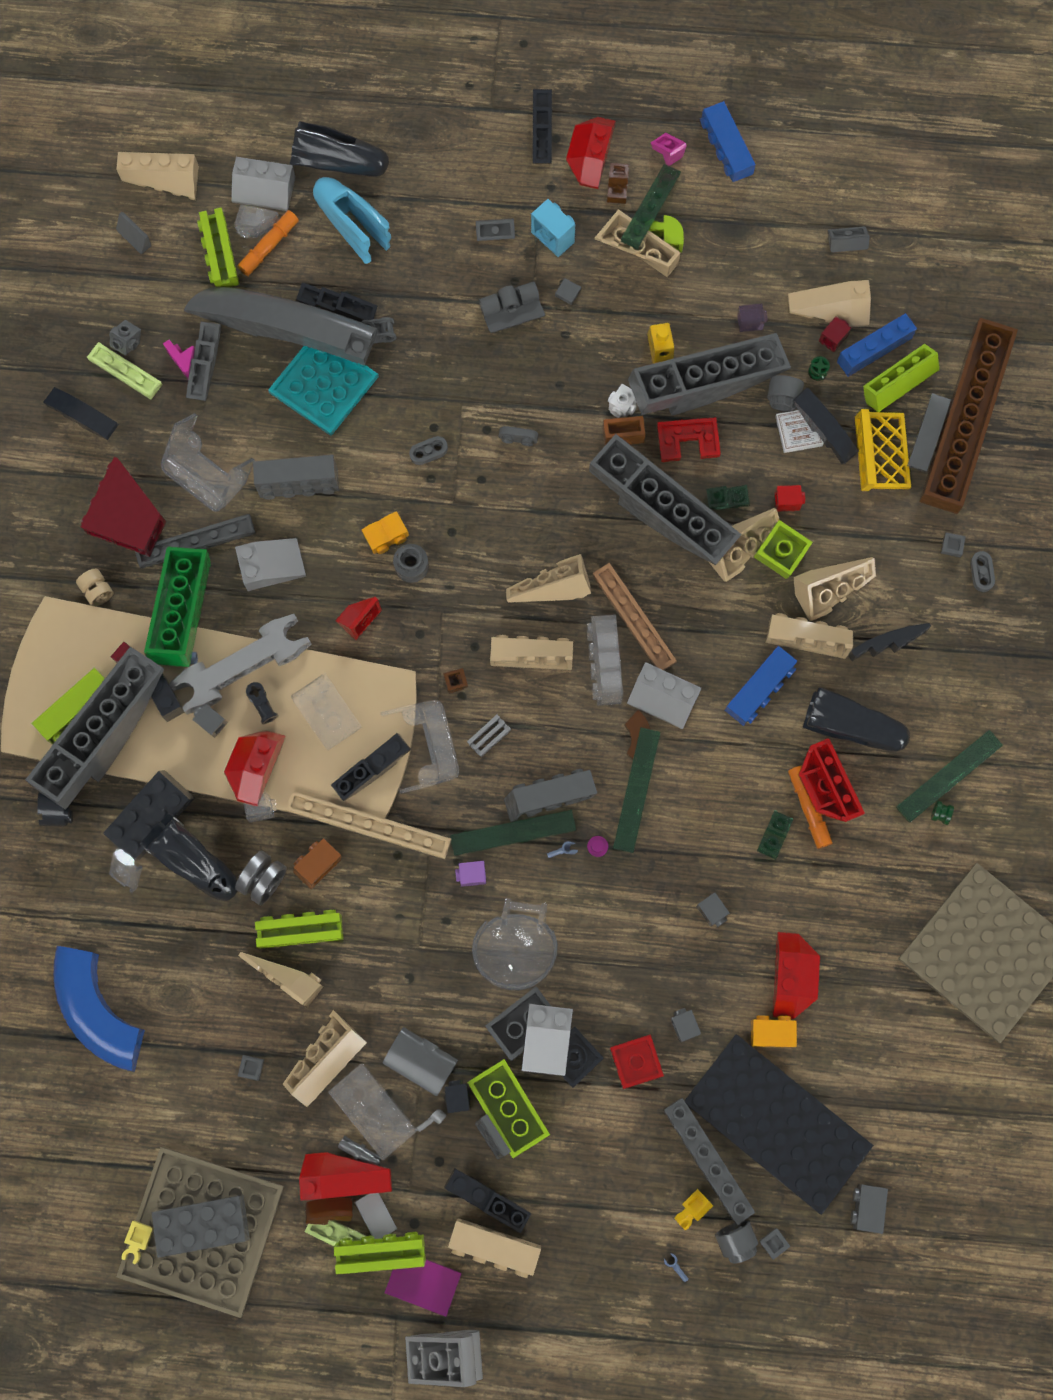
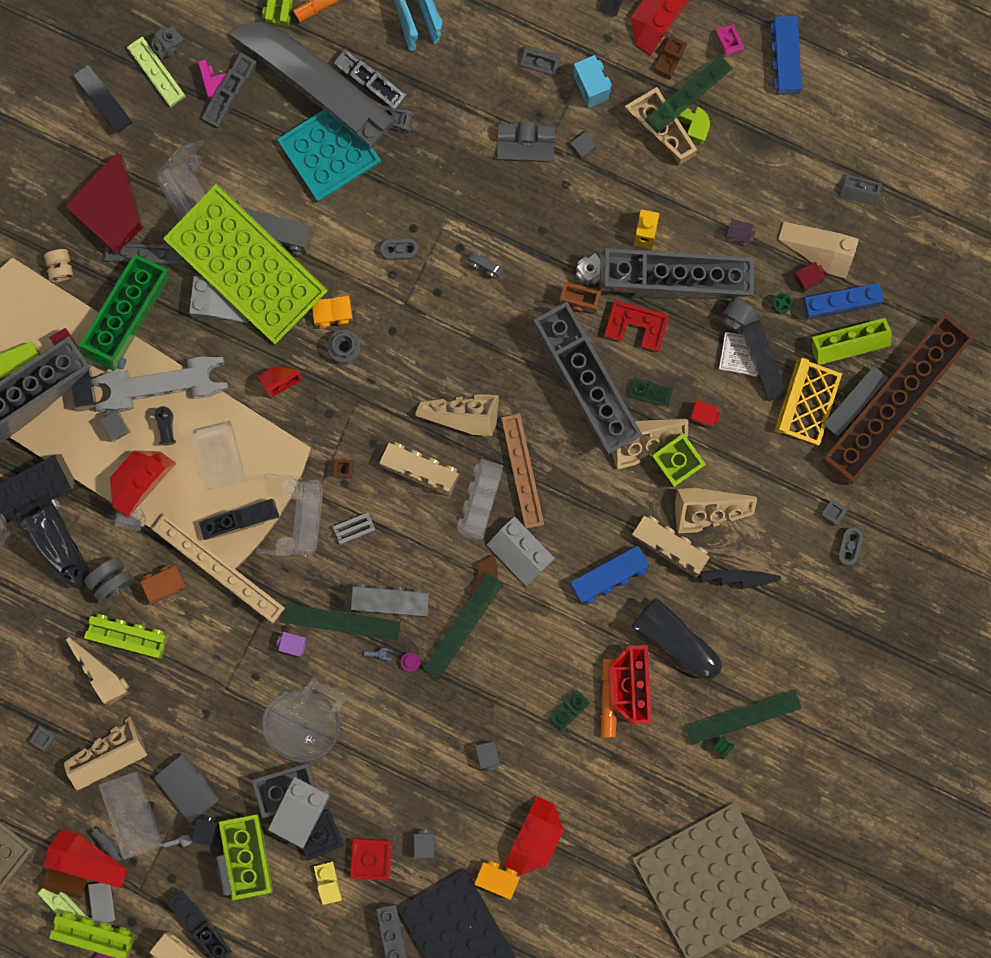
camera: 20 degrees right, 5 degrees up
(282, 514) = (245, 263): none -> lime plate
(602, 1103) = (327, 883): none -> light yellow slope

